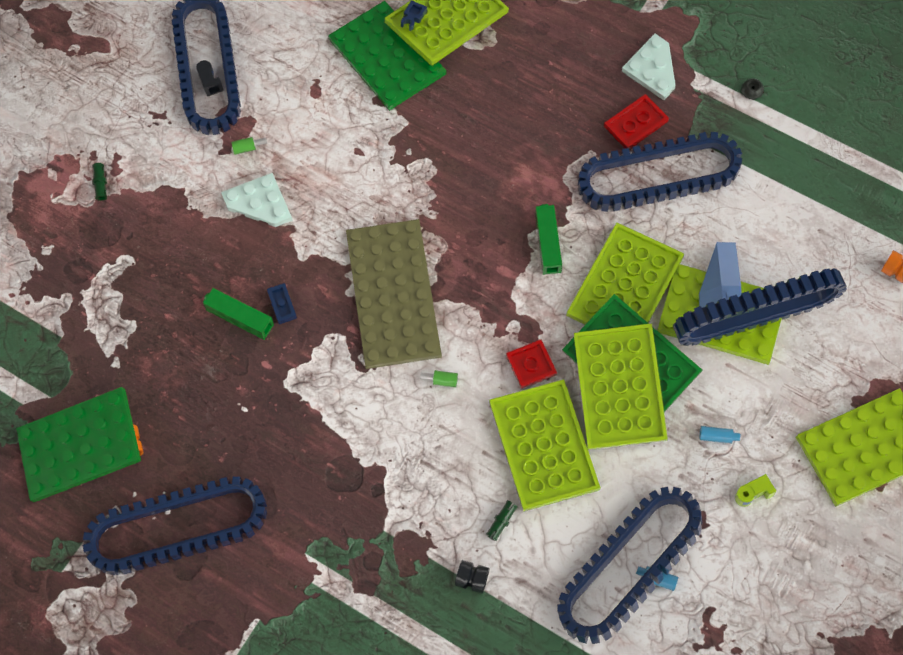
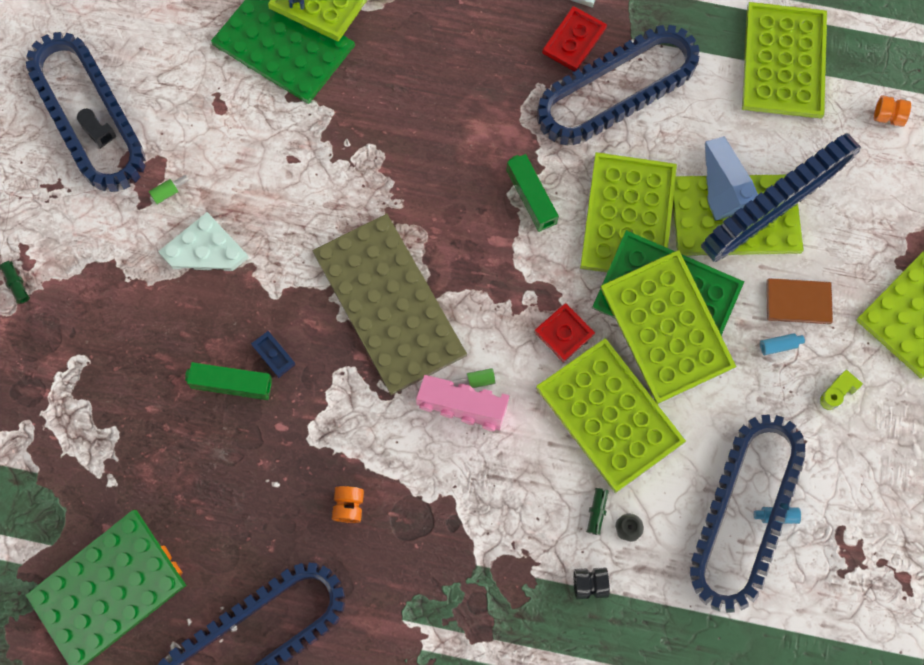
camera: 25 degrees left, 5 degrees up
(297, 437) = (347, 496): none -> orange wheel
(422, 393) = (462, 402): none -> bright pink wedge
(524, 550) = (629, 534): none -> pearl dark grey plate
(749, 404) = (799, 301): none -> dark orange tile
(818, 194) = (785, 60): none -> lime plate

